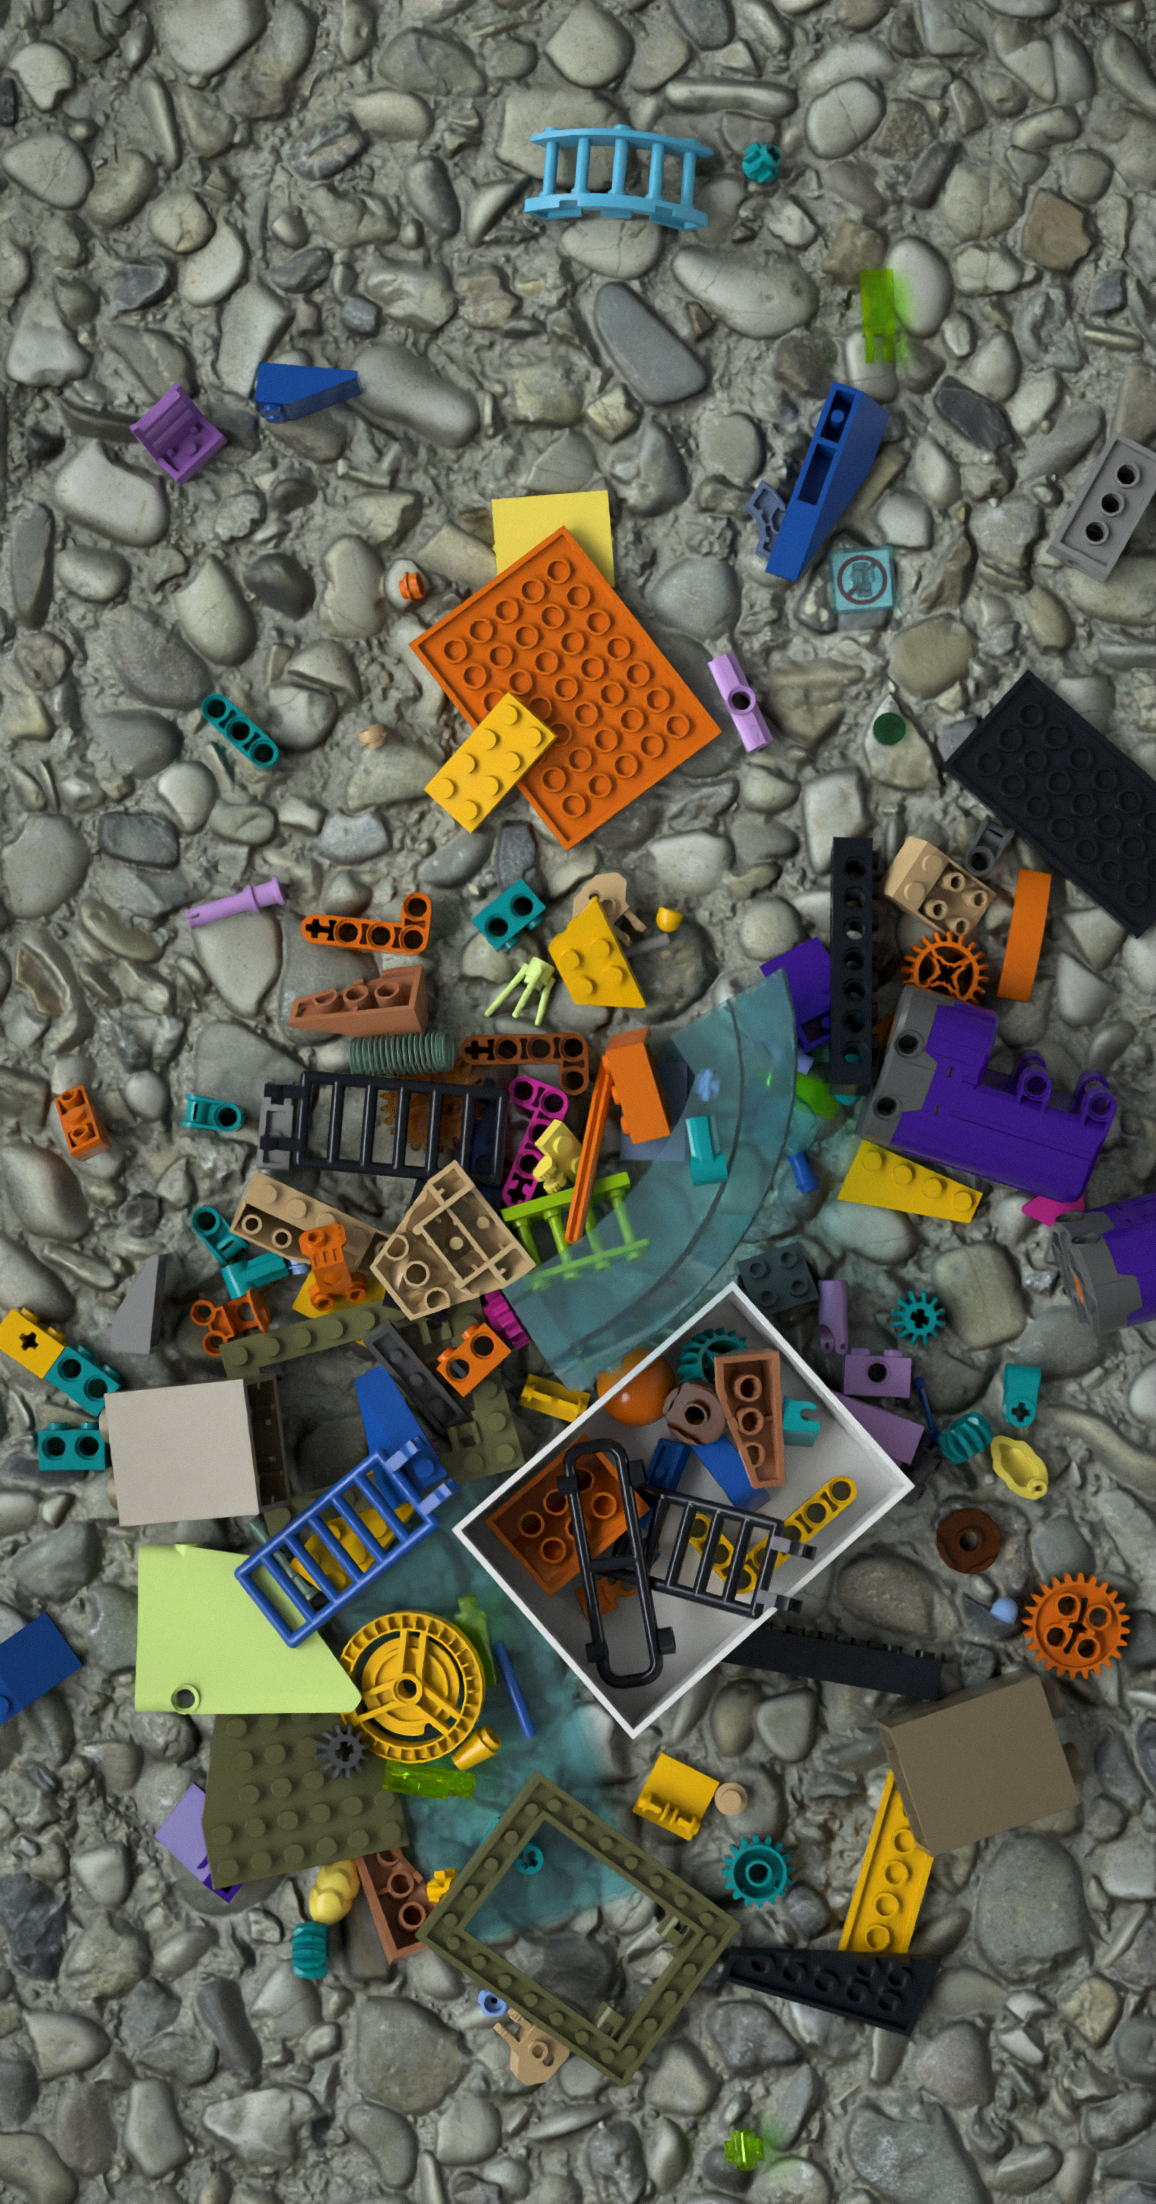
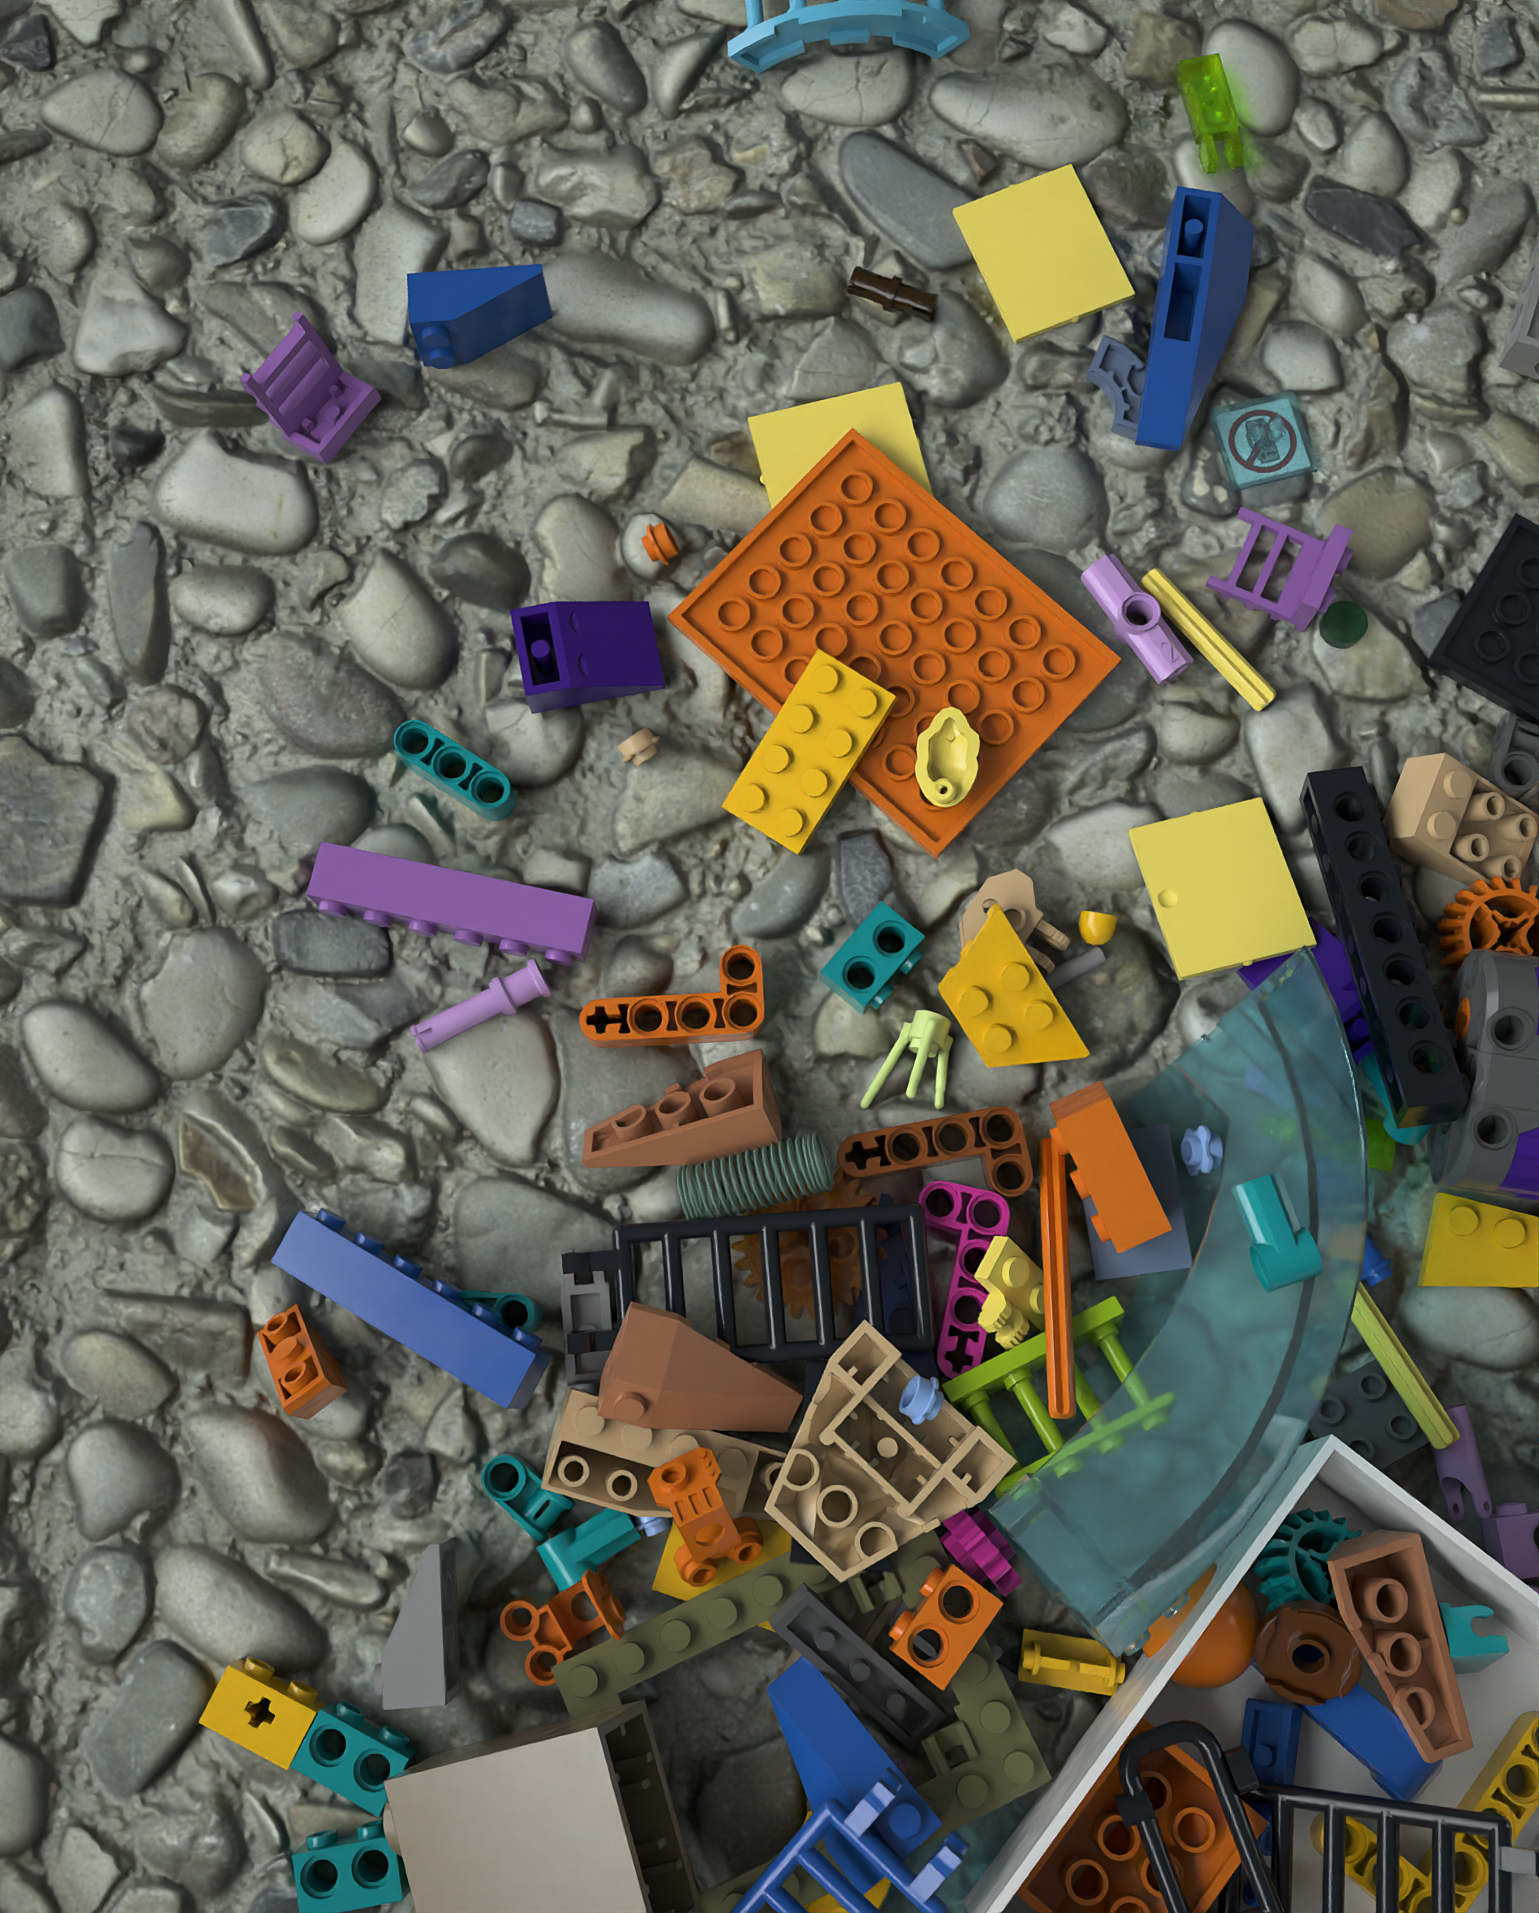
camera: 10 degrees left, 10 degrees down
(161, 1101) = (413, 1308): none -> blue brick
(226, 827) = (453, 903): none -> medium lavender brick
(329, 1177) = (679, 1379): none -> nougat wedge
(346, 662) = (585, 652): none -> dark purple slope
(484, 1216) = (921, 1399): none -> light blue plate
(584, 785) = (947, 758): none -> light yellow arm
(613, 421) = (892, 293): none -> dark brown pin
(732, 405) = (1043, 253): none -> light yellow piece
(759, 906) = (1221, 888): none -> light yellow piece
(789, 724) = (1208, 640): none -> light yellow axle
(804, 1243) = (1403, 1372): none -> light yellow axle
(864, 701) = (1308, 581): none -> medium lavender plate

